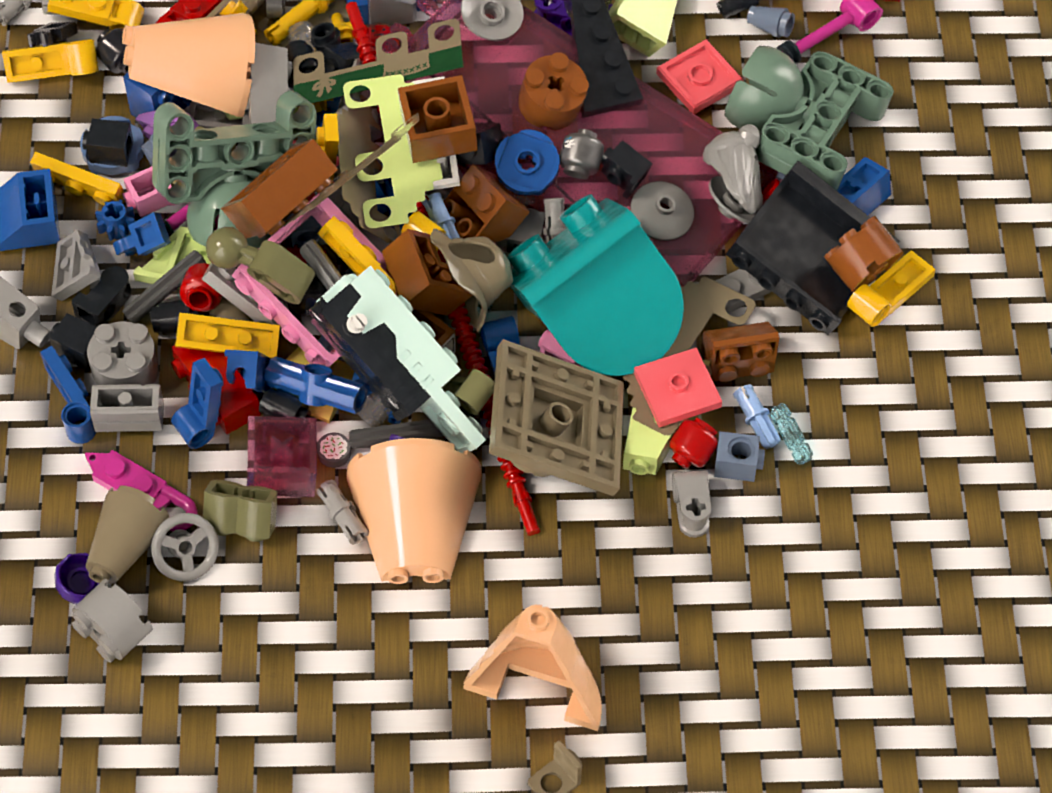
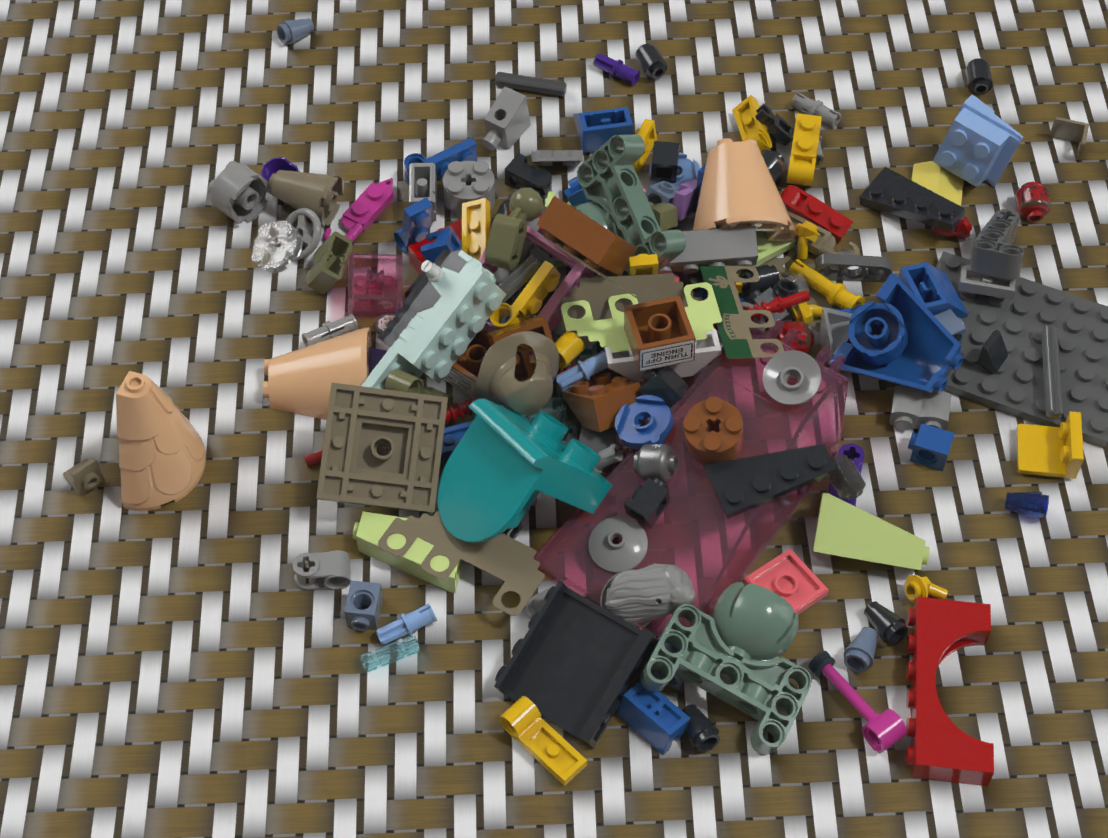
camera: 90 degrees right, 5 degrees down
(72, 339) = (493, 156): black brick -> none
(185, 585) = (268, 237): none -> clear plate
(677, 387) = (421, 547): coral plate -> none
(693, 443) = (375, 567): red head -> none
(741, 351) = (470, 605): dark orange slope -> none
(864, 254) = (561, 700): dark orange brick -> none
(873, 150) = (700, 729): none -> black cone

